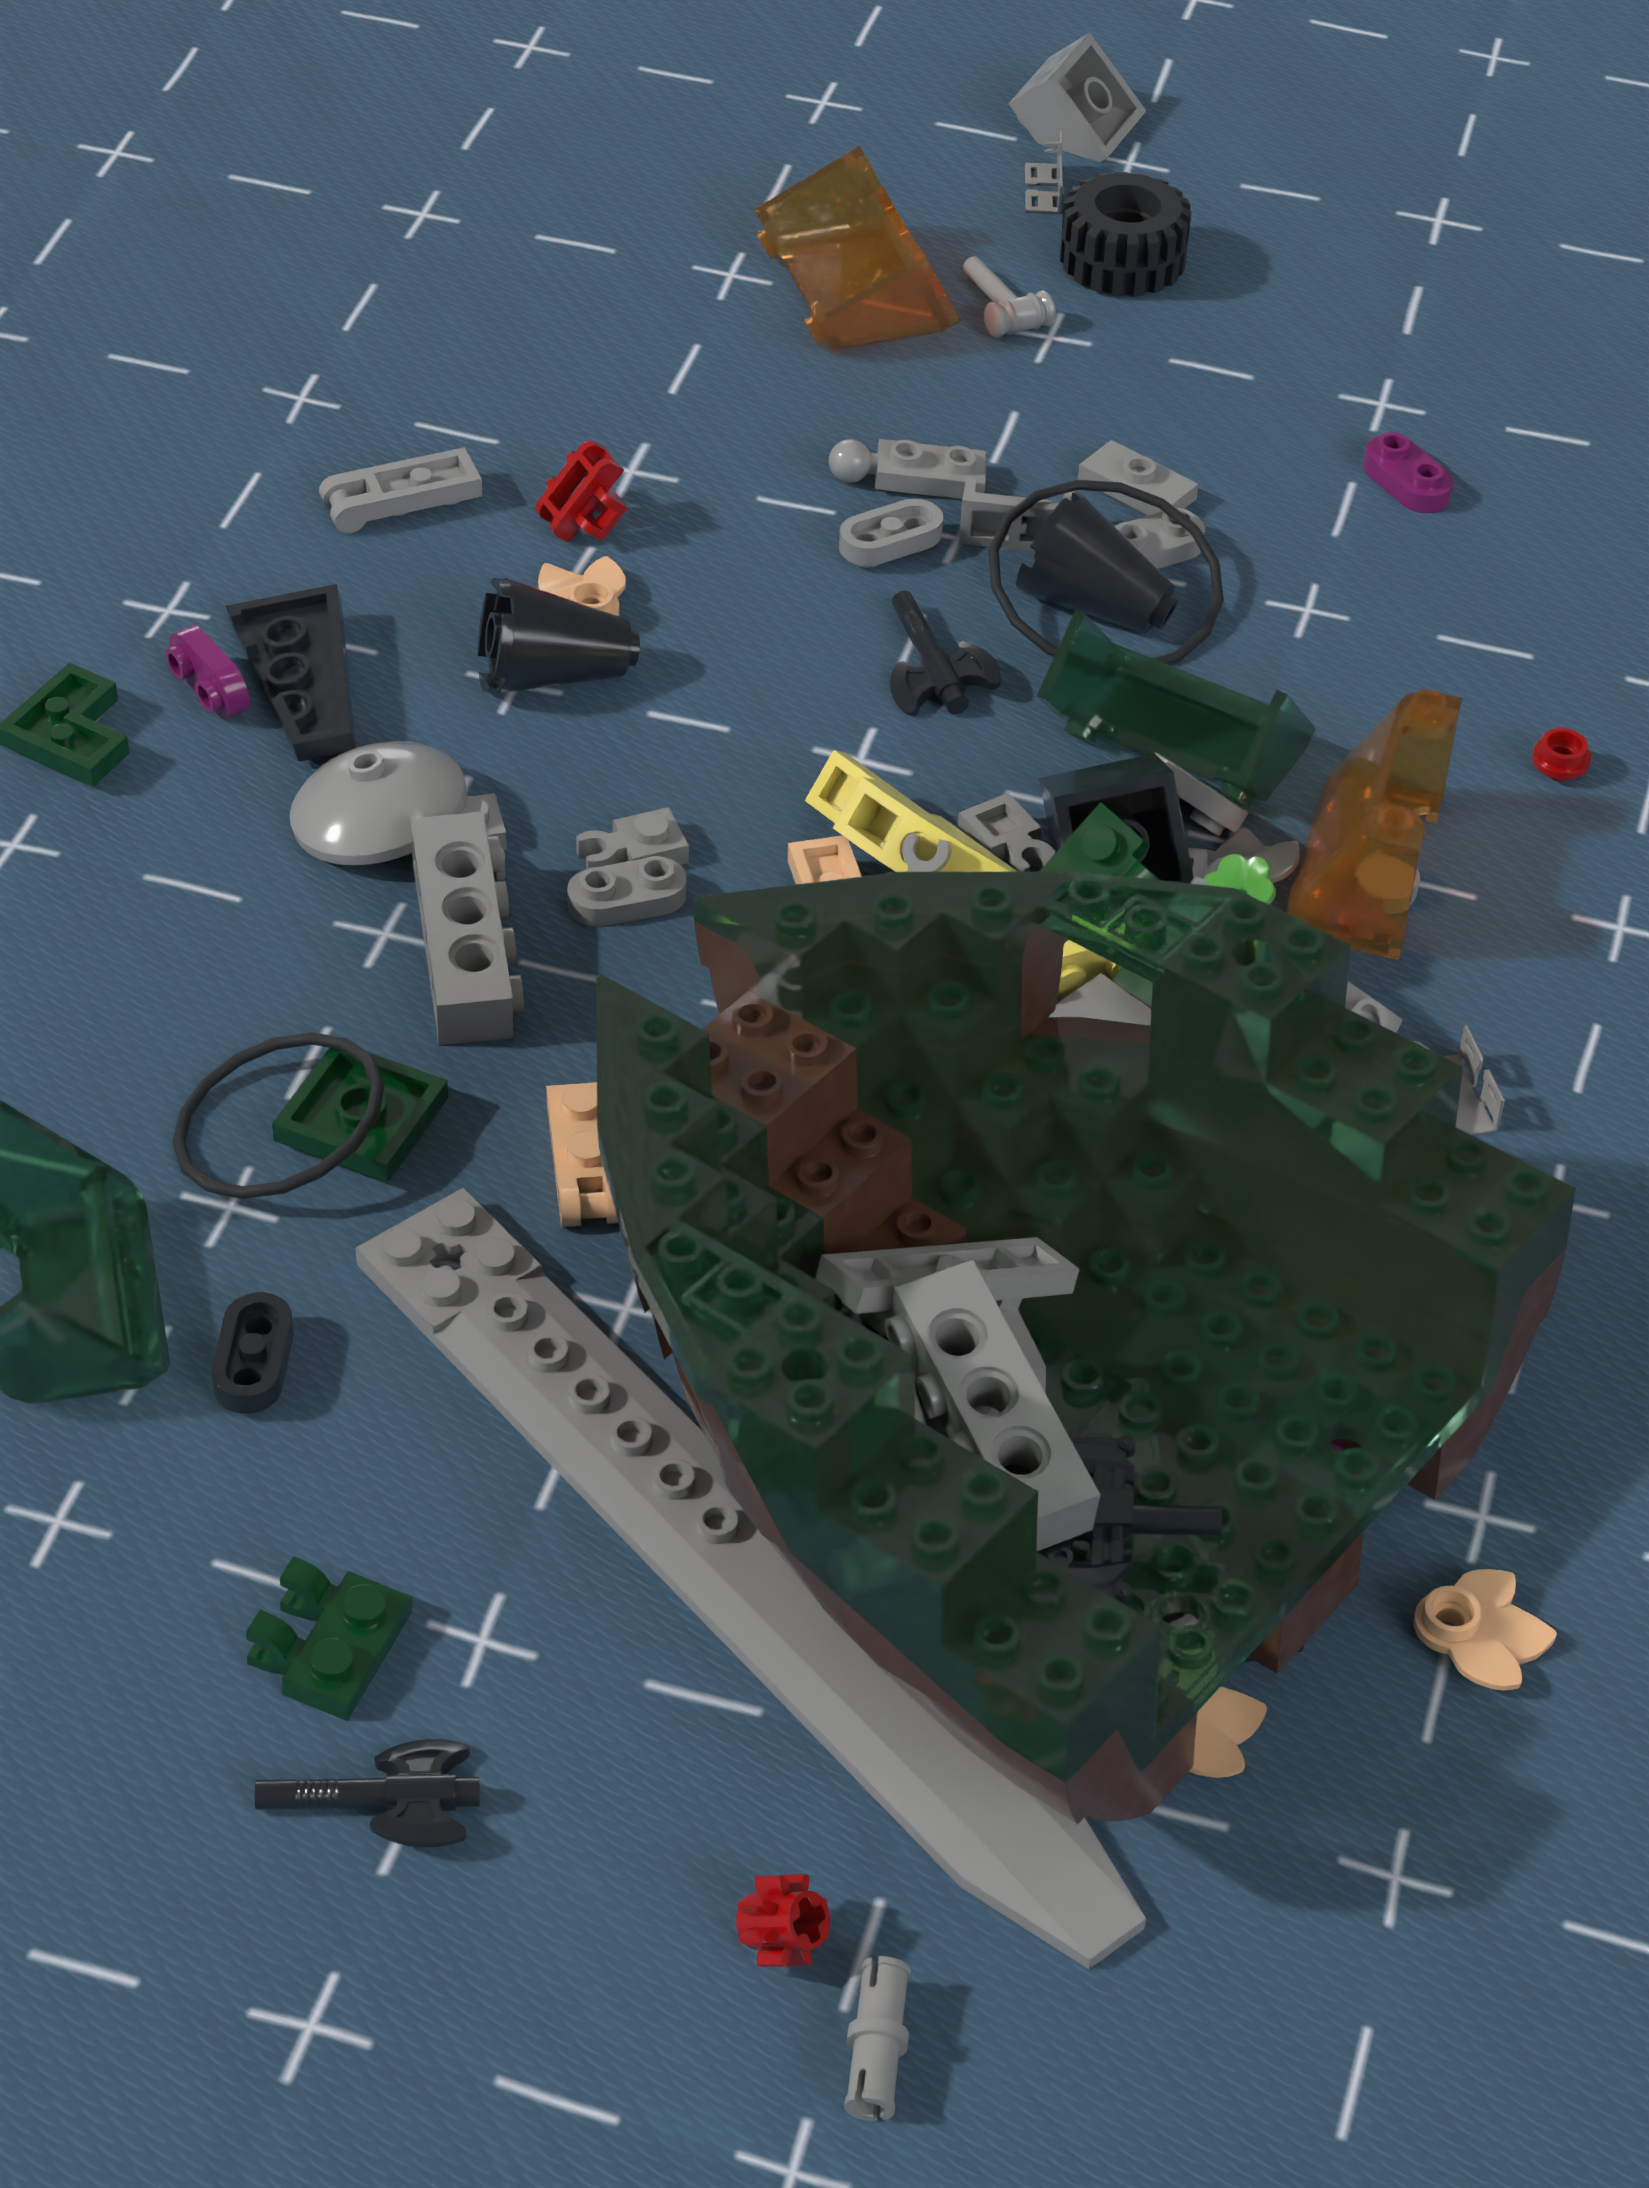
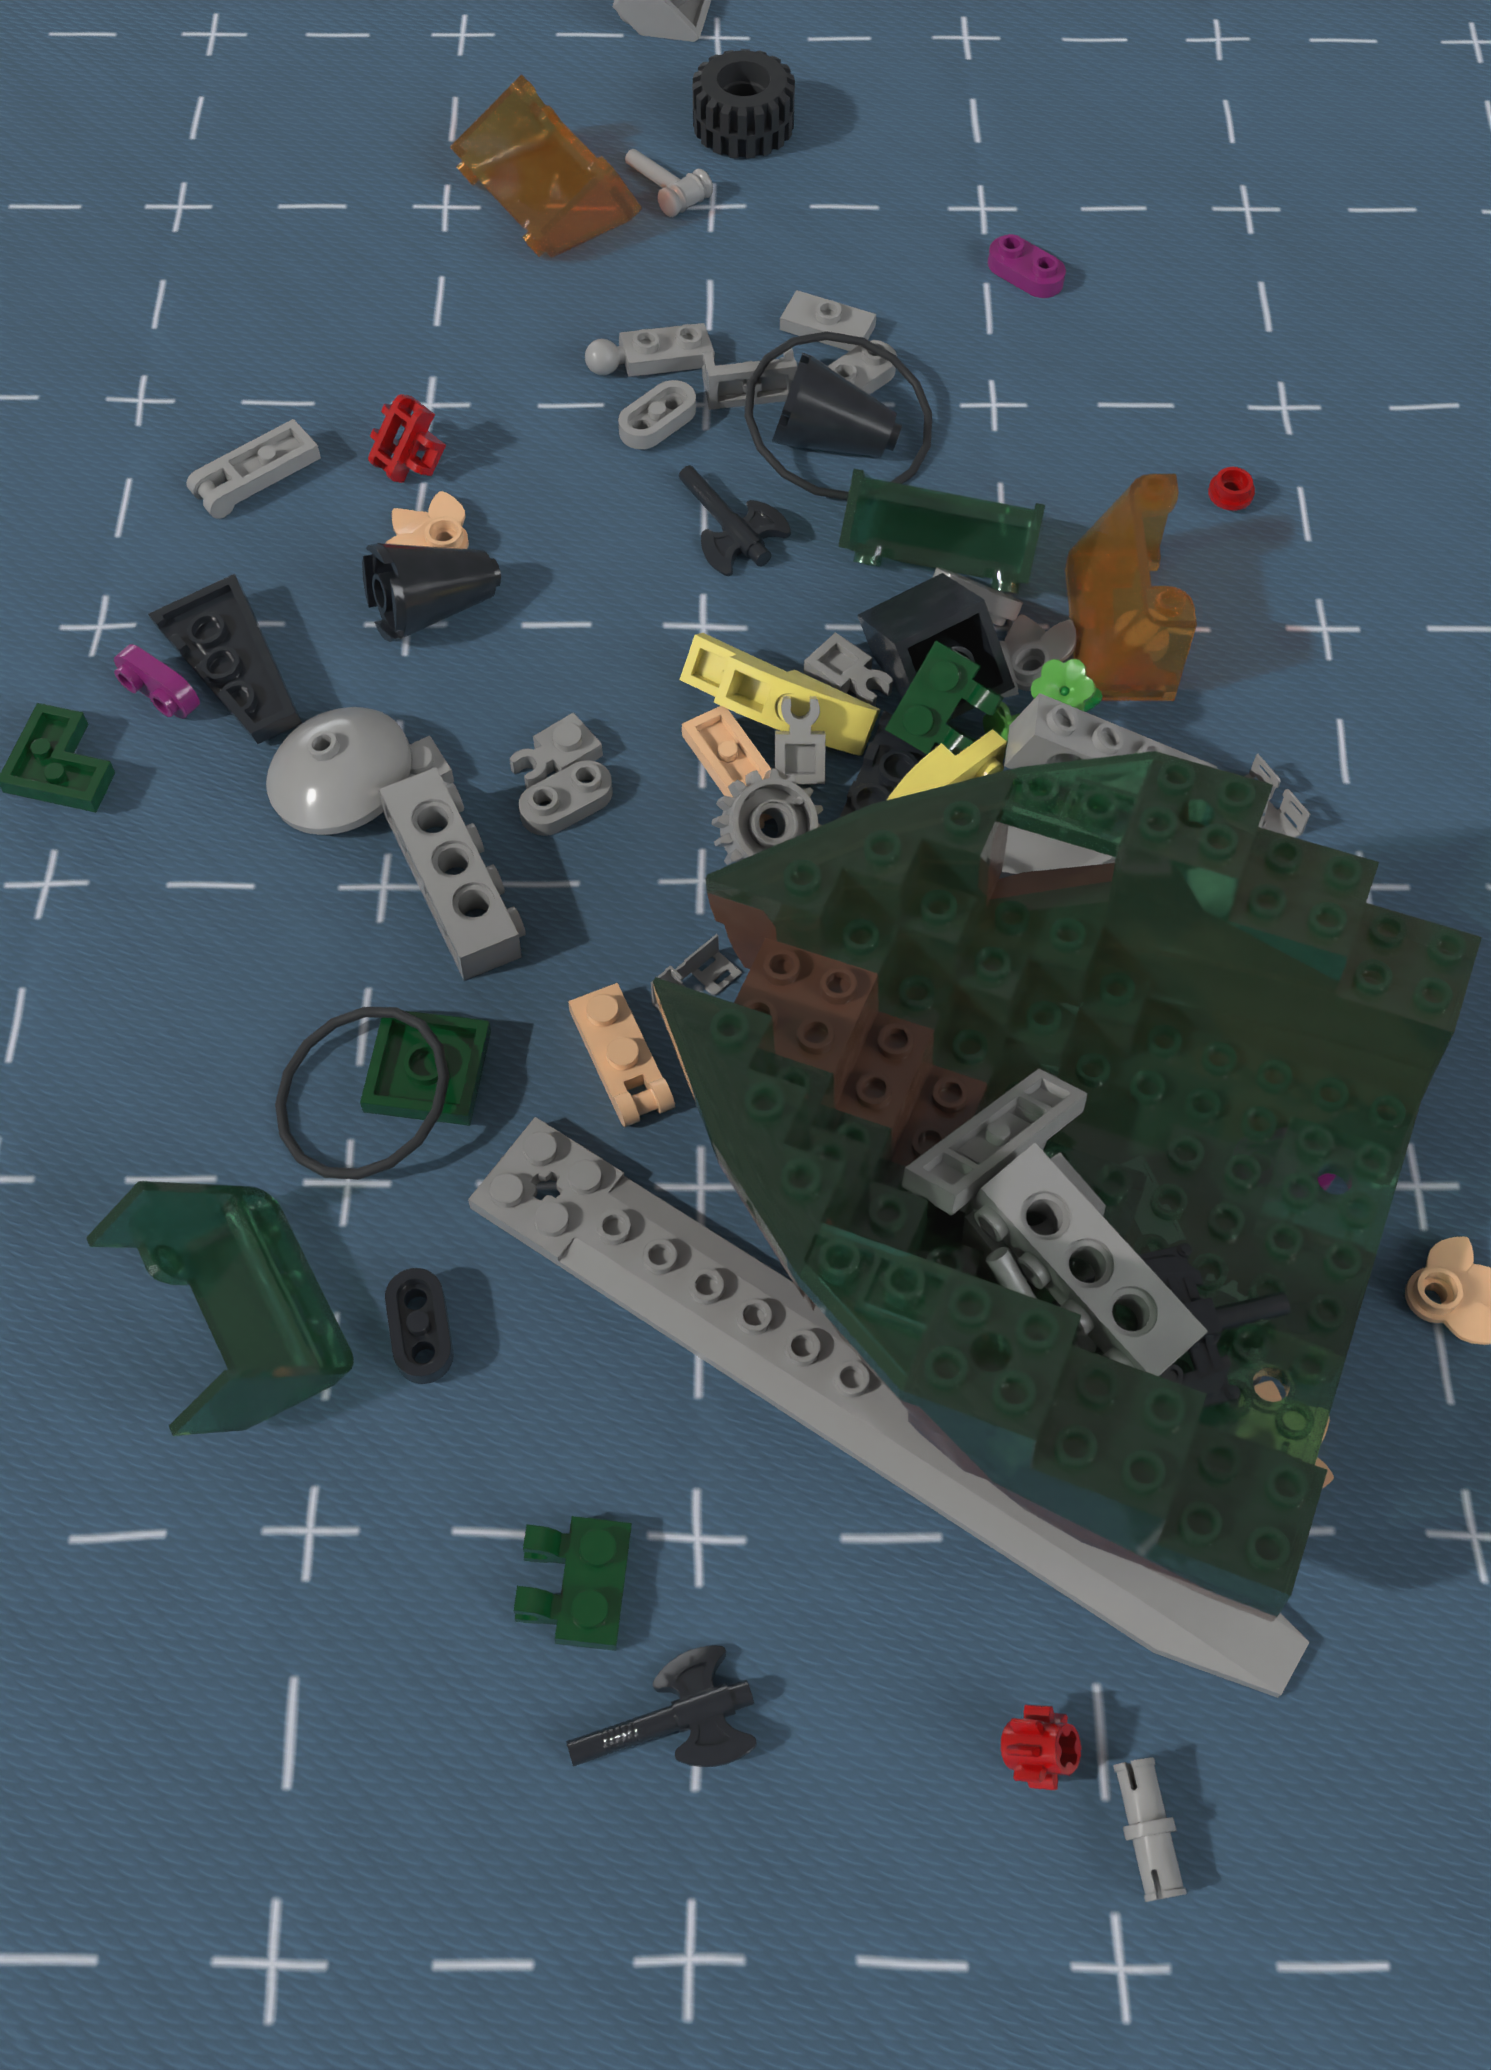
camera: 15 degrees left, 15 degrees up
(1044, 177) = (657, 65): light grey piece -> none

